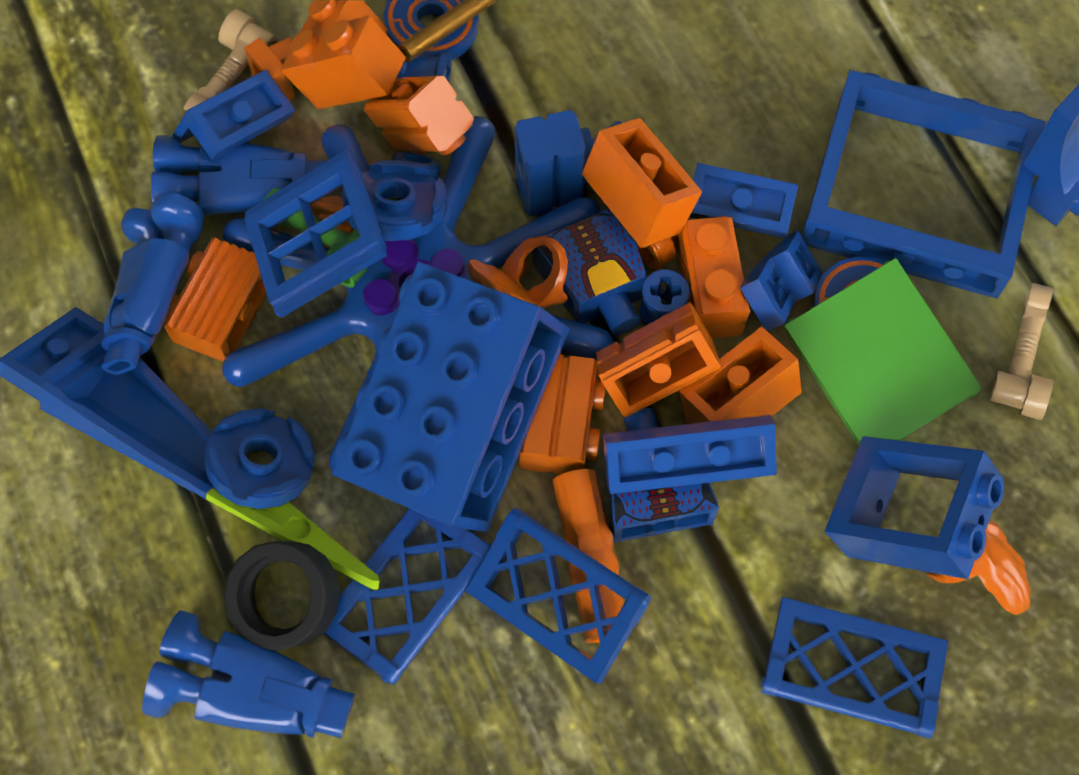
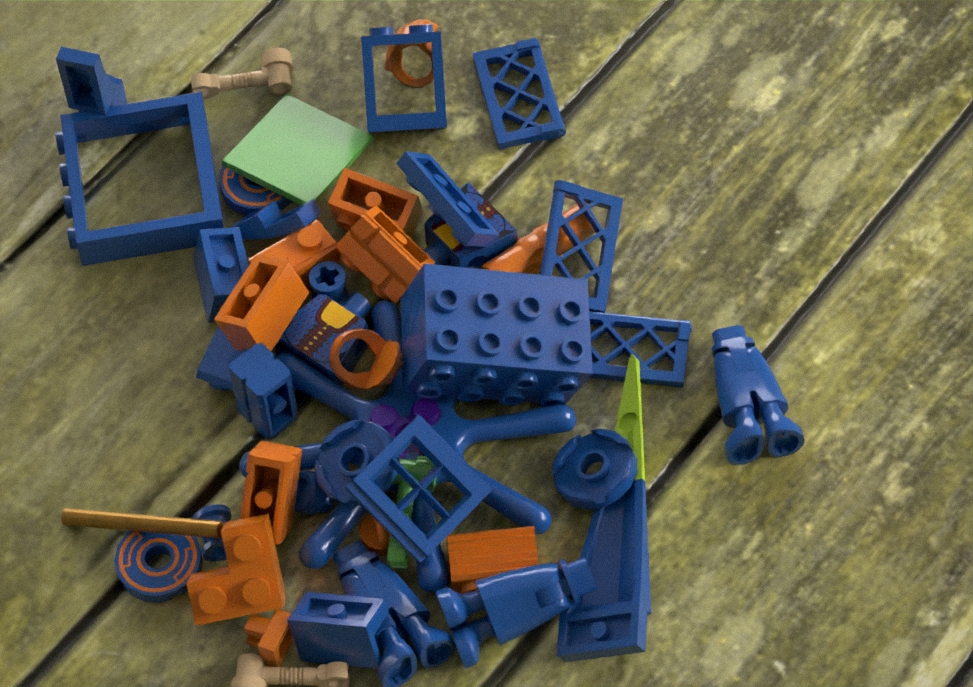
camera: 115 degrees left, 10 degrees down
(241, 601) = (697, 379): black tyre -> none

